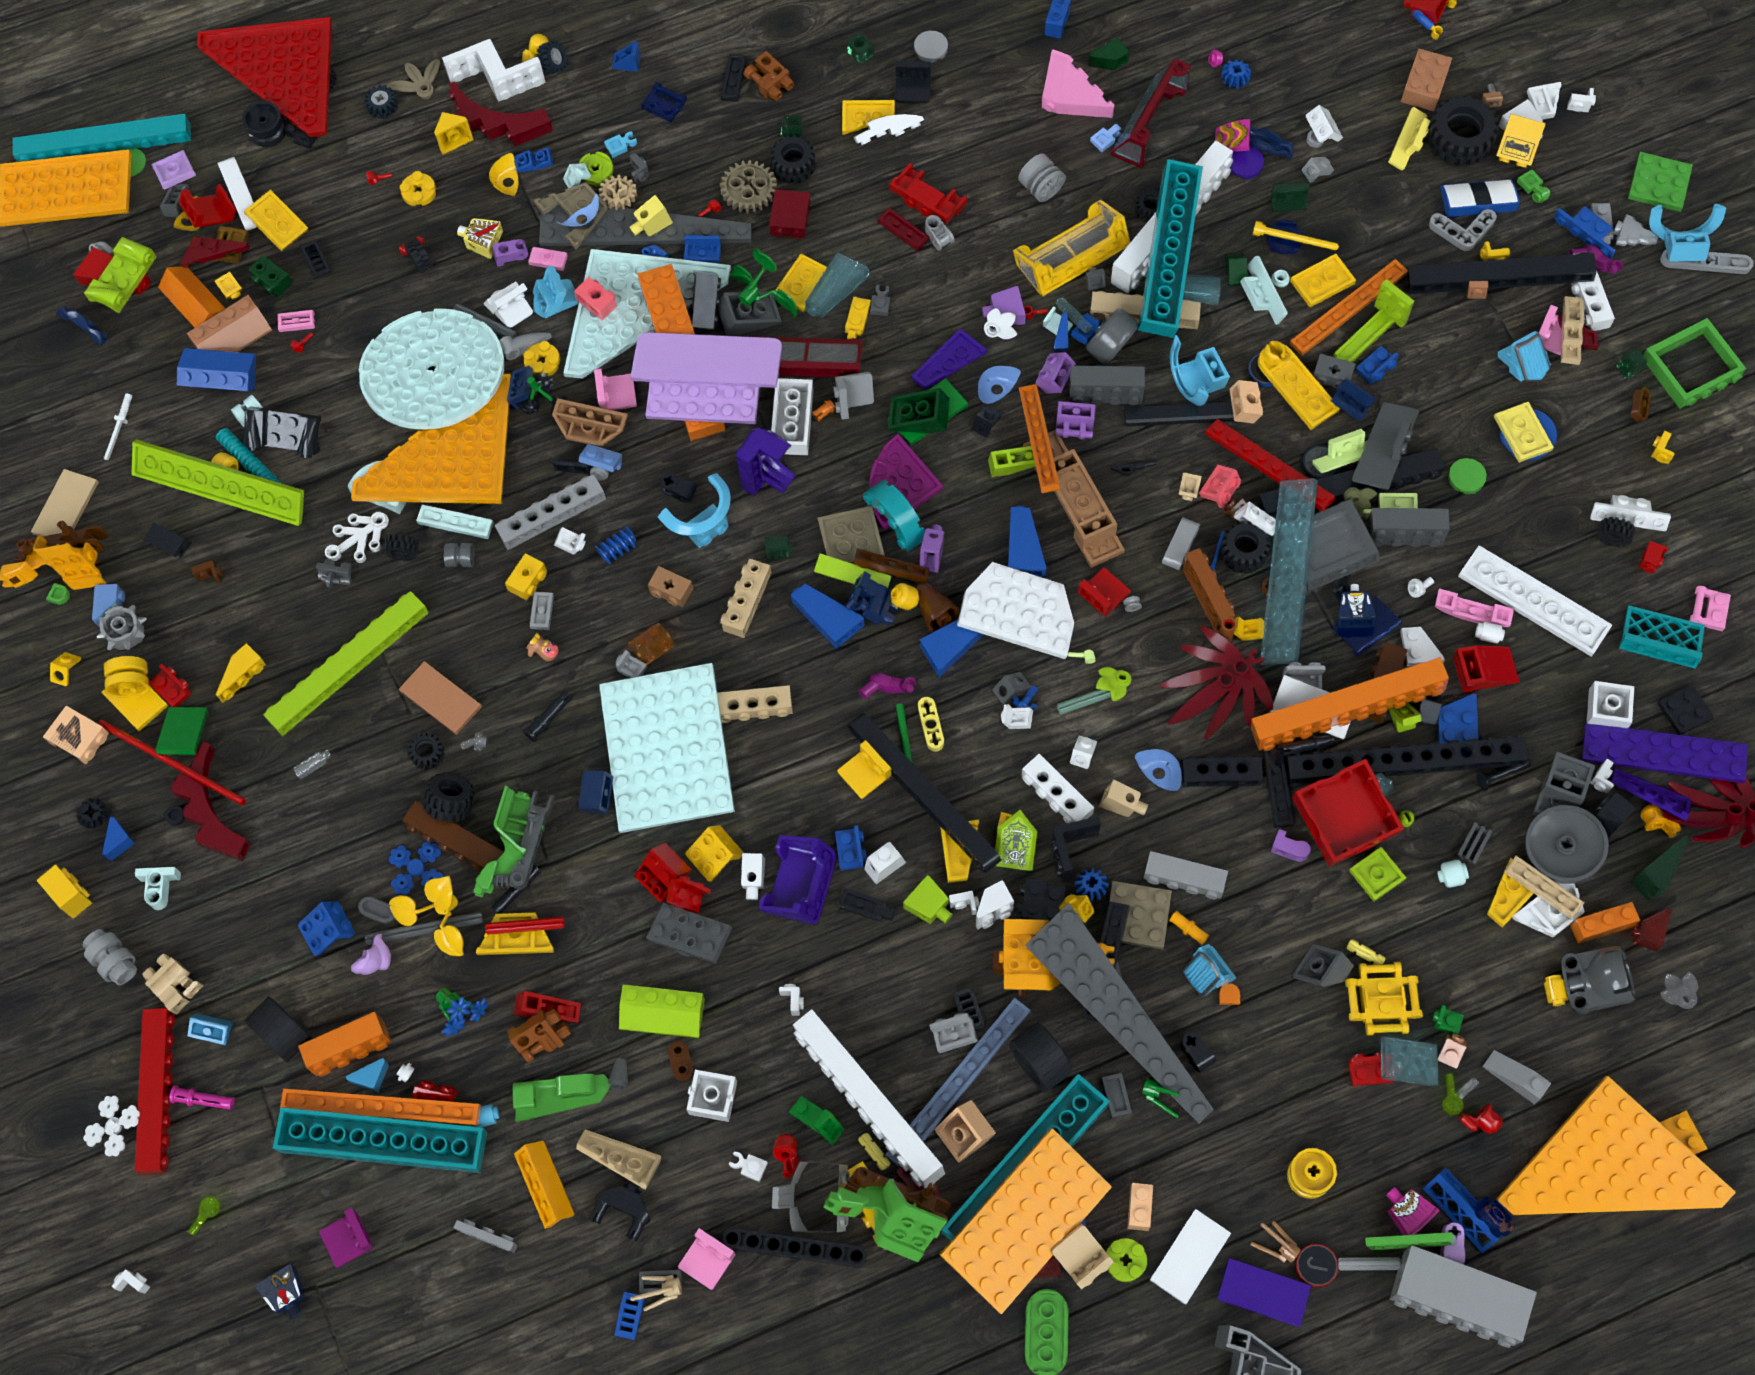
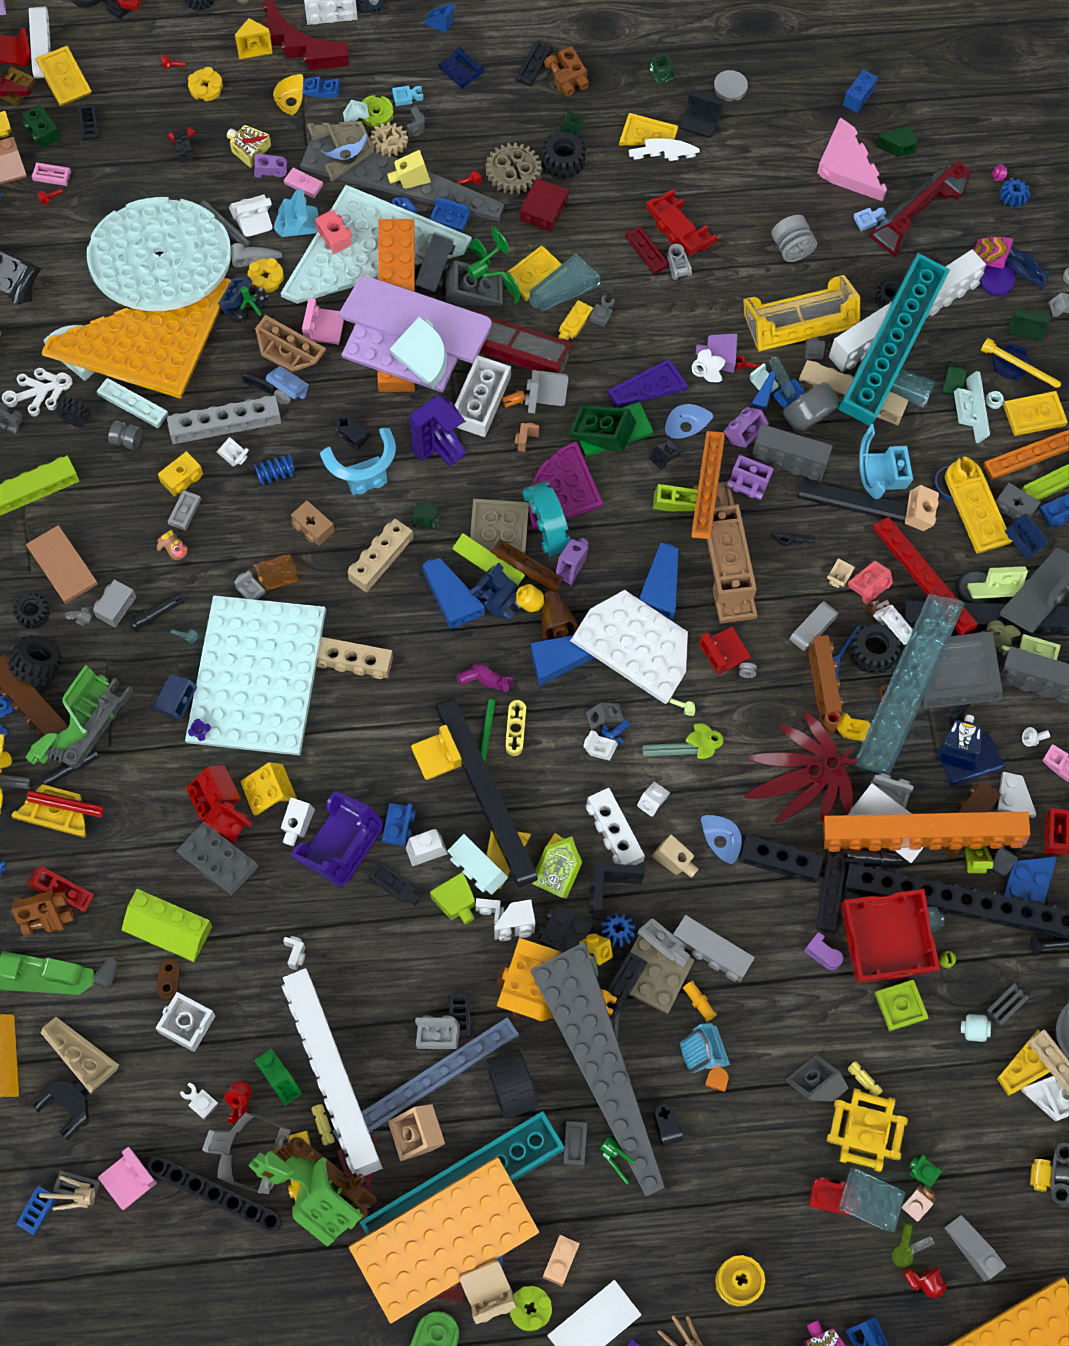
camera: 10 degrees right, 0 degrees up
(505, 720) = (114, 603): none -> light grey brick
(589, 730) = (191, 636): none -> clear light blue hand
(626, 811) = (193, 731): none -> dark purple plate
(725, 390) = (422, 352): none -> light aqua brick
(847, 436) = (526, 430): none -> nougat bracket
(939, 864) = (476, 865): none -> light aqua brick
(1139, 882) = (664, 942): none -> light grey hinge

